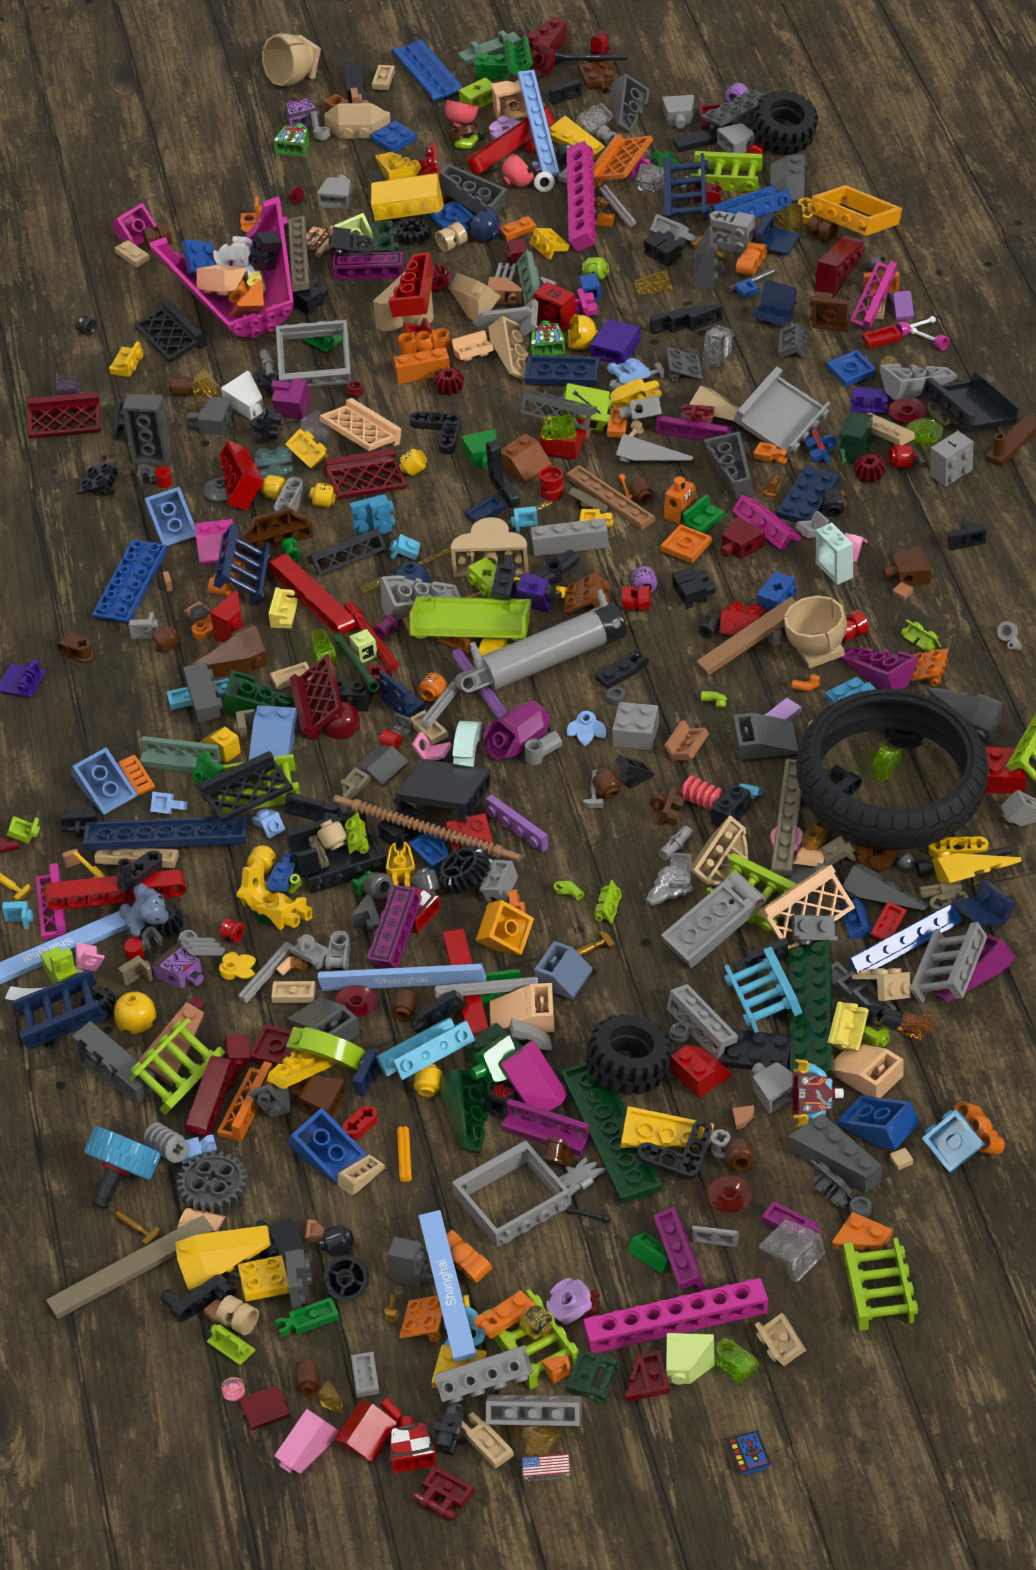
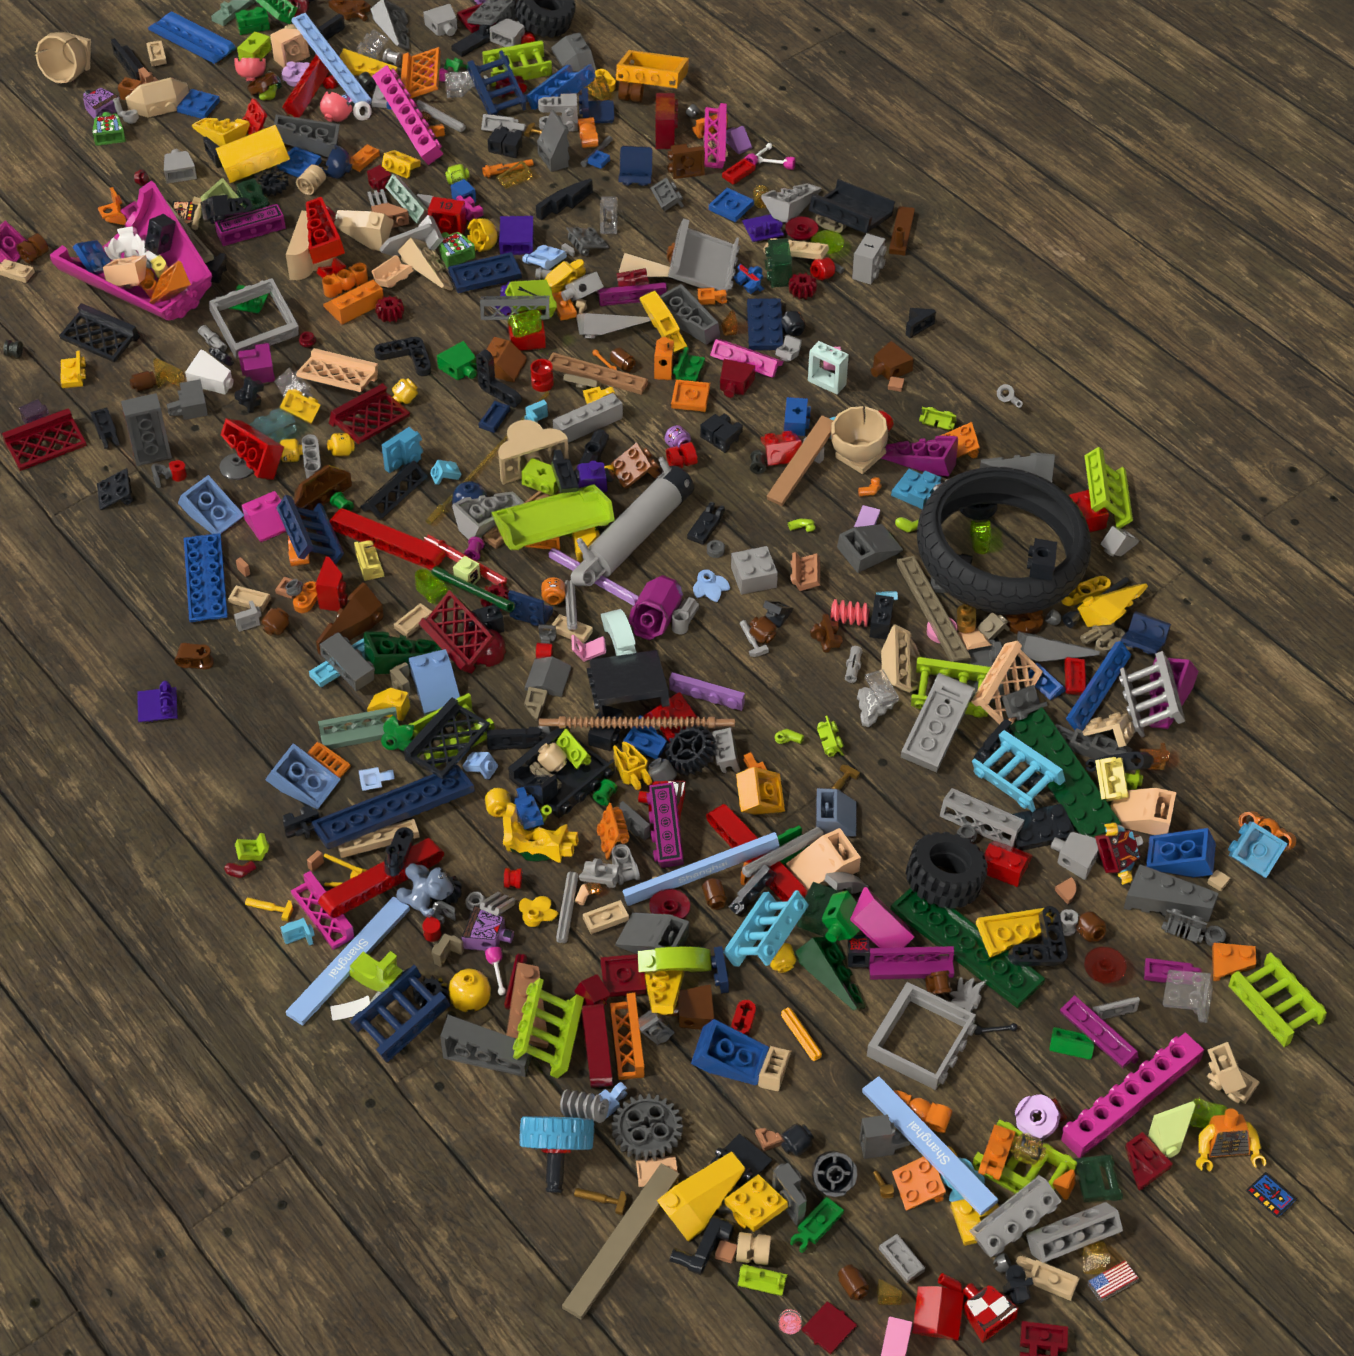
camera: 30 degrees left, 5 degrees up
(87, 957) = (388, 945): bright pink bracket -> none
(161, 611) = (242, 596): none -> tan tile
(174, 991) = (494, 956): none -> hinge
(347, 915) = (612, 829): none -> orange hinge
(378, 885) = (625, 790): dark grey head -> none
(632, 272) = (488, 171): none -> orange pin
(700, 464) = (663, 319): none -> yellow slope
(737, 1383) = (1226, 1137): none -> torso
(770, 1320) = (1225, 1068): none -> tan brick
(902, 794) = (1042, 559): none -> black brick

